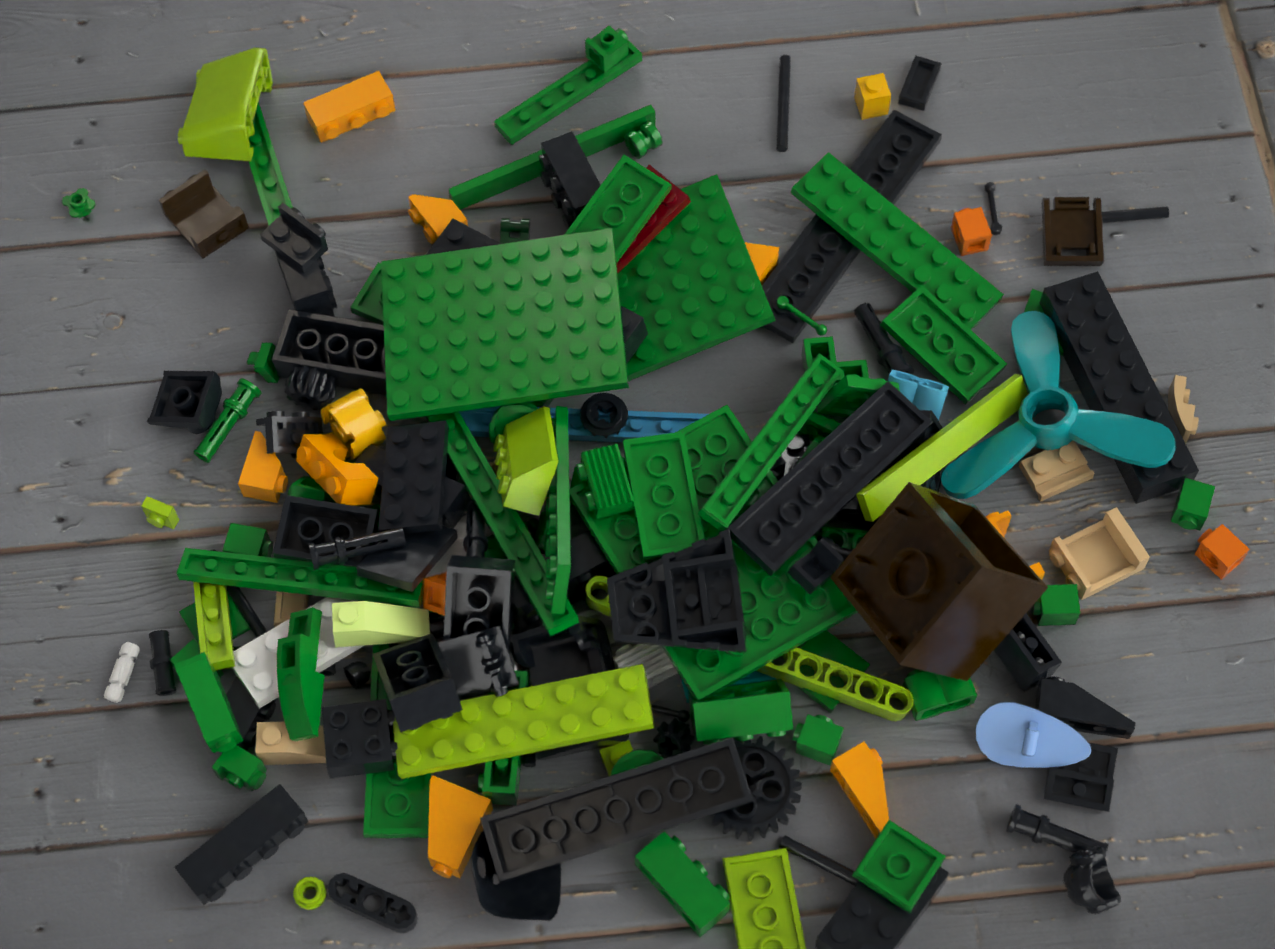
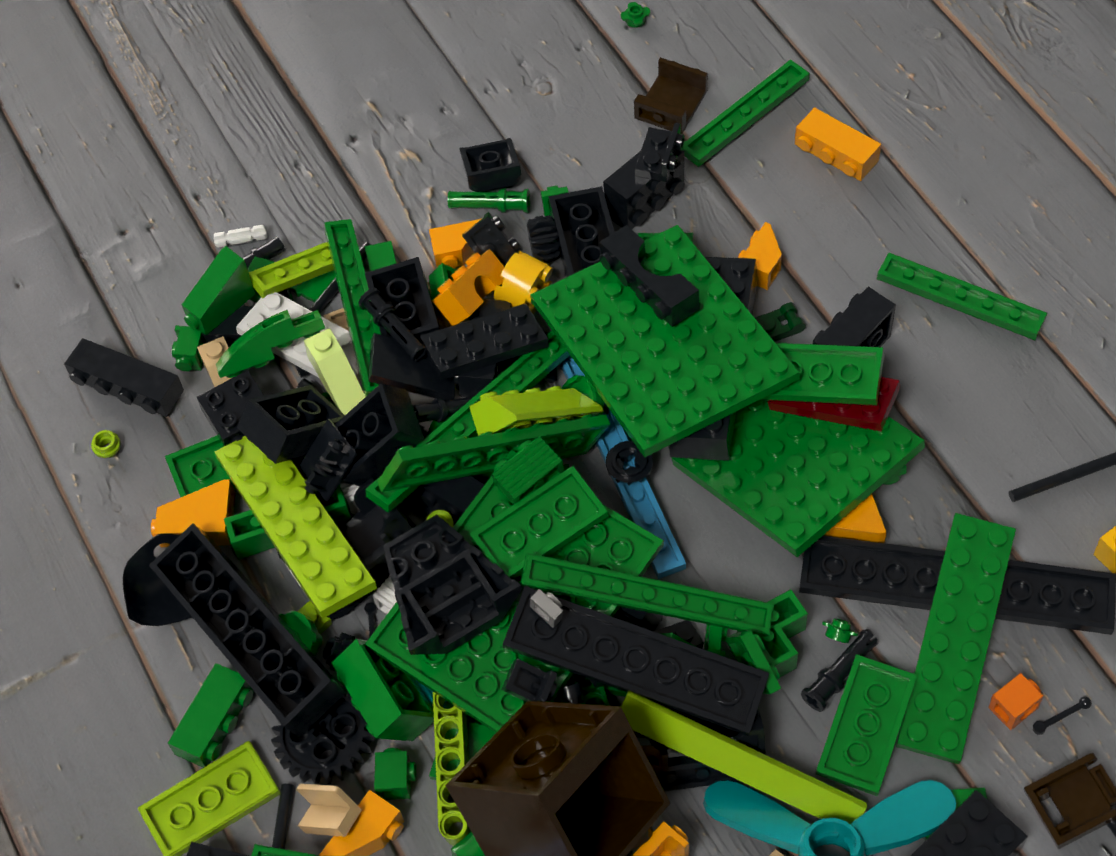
camera: 70 degrees right, 5 degrees down
(159, 513) = (383, 194): lime plate -> none
(225, 106) = (777, 53): lime windscreen -> none
(347, 901) = (118, 503): black beam -> none
(474, 294) = (669, 296): none -> black arch
(529, 167) = (903, 328): green tile -> none
(607, 48) = (1018, 301): green brick -> none
(643, 139) = (943, 375): green wheel -> none
(763, 515) = (547, 607): none -> light grey plate
(782, 302) = (831, 562): green hinge -> none
(837, 805) = (330, 810): none -> tan panel
(847, 326) = (839, 630): none -> green plate
(921, 392) = (789, 719): medium azure brick -> none

